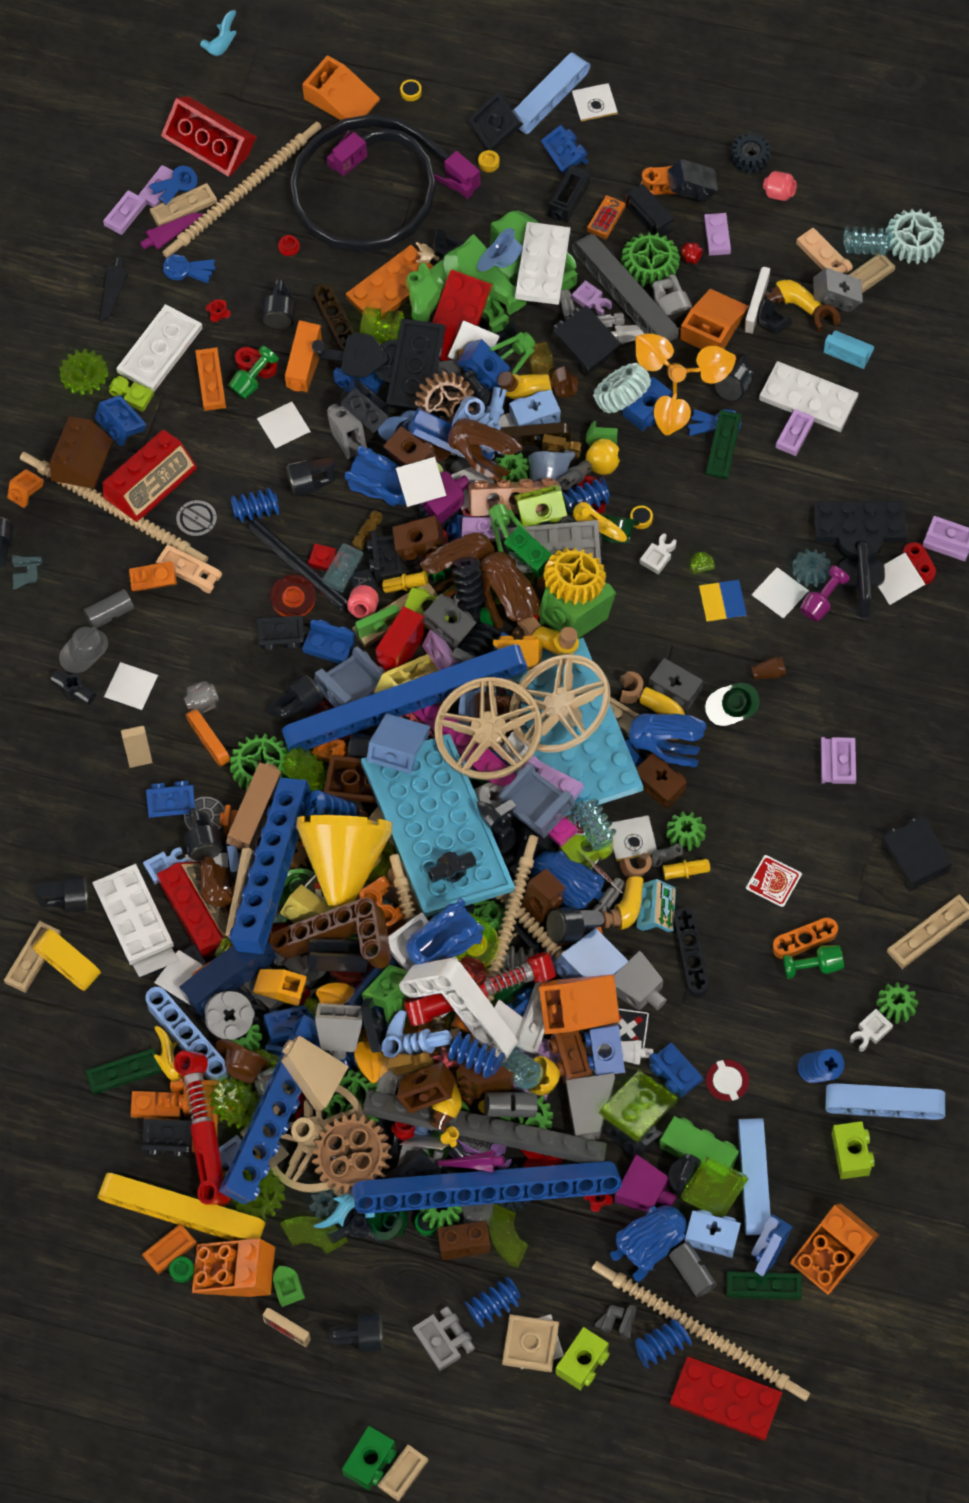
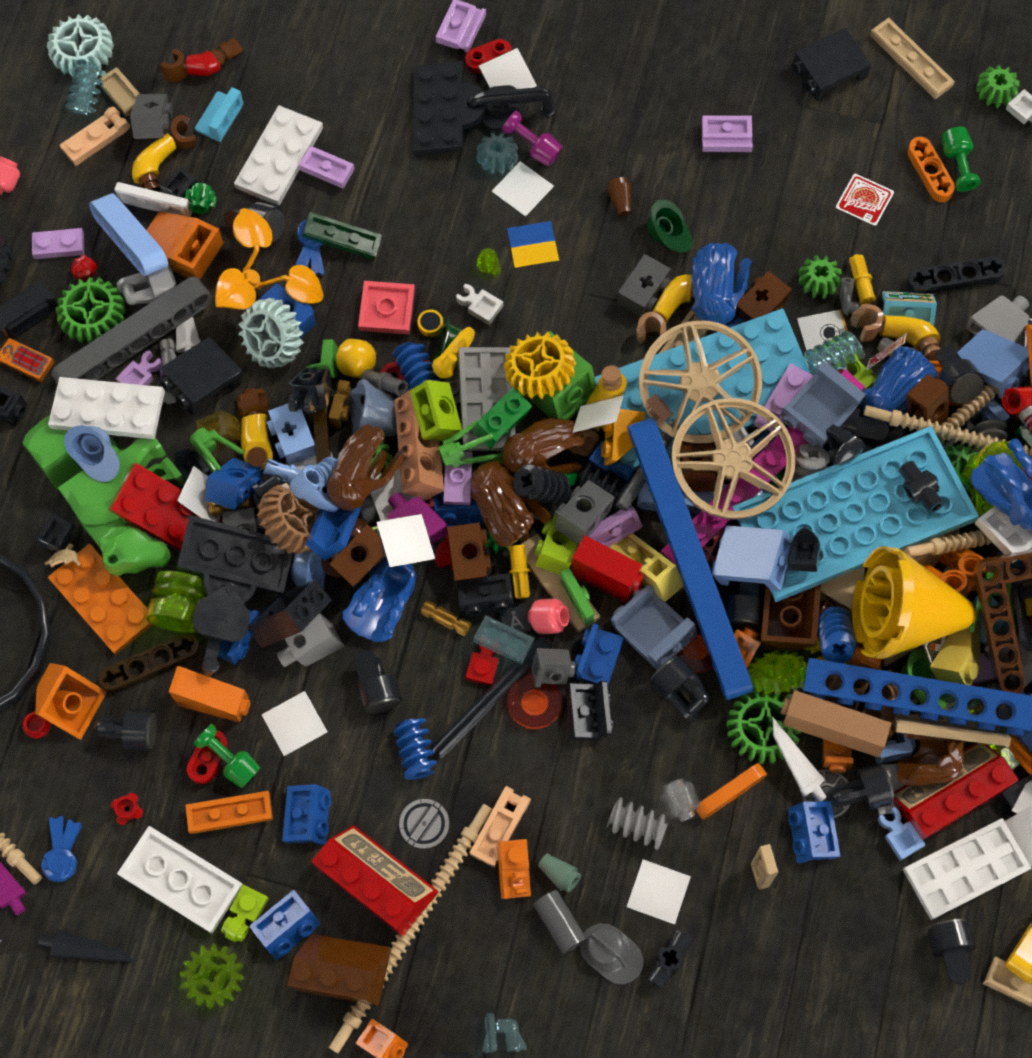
camera: 90 degrees left, 5 degrees up
(147, 611) = (560, 873): none -> sand green cone
(181, 665) = (637, 823): none -> light grey piece
(205, 433) = (306, 814): none -> blue bracket
(220, 789) = (802, 770): none -> white bar
(305, 262) = (67, 699): none -> orange slope
(317, 602) = (552, 666): none -> dark grey brick
(397, 777) = (805, 551): none -> black plate
(534, 627) = (598, 414): none -> white sticker
(534, 669) = (658, 408): none -> reddish brown plate
(564, 415) = (310, 390): none -> black hinge
(654, 481) = (386, 307): none -> coral plate
(716, 278) = (128, 234): none -> light blue beam
(759, 334) = (200, 198): none -> green gear
(899, 332) = (199, 64): none -> reddish brown piece

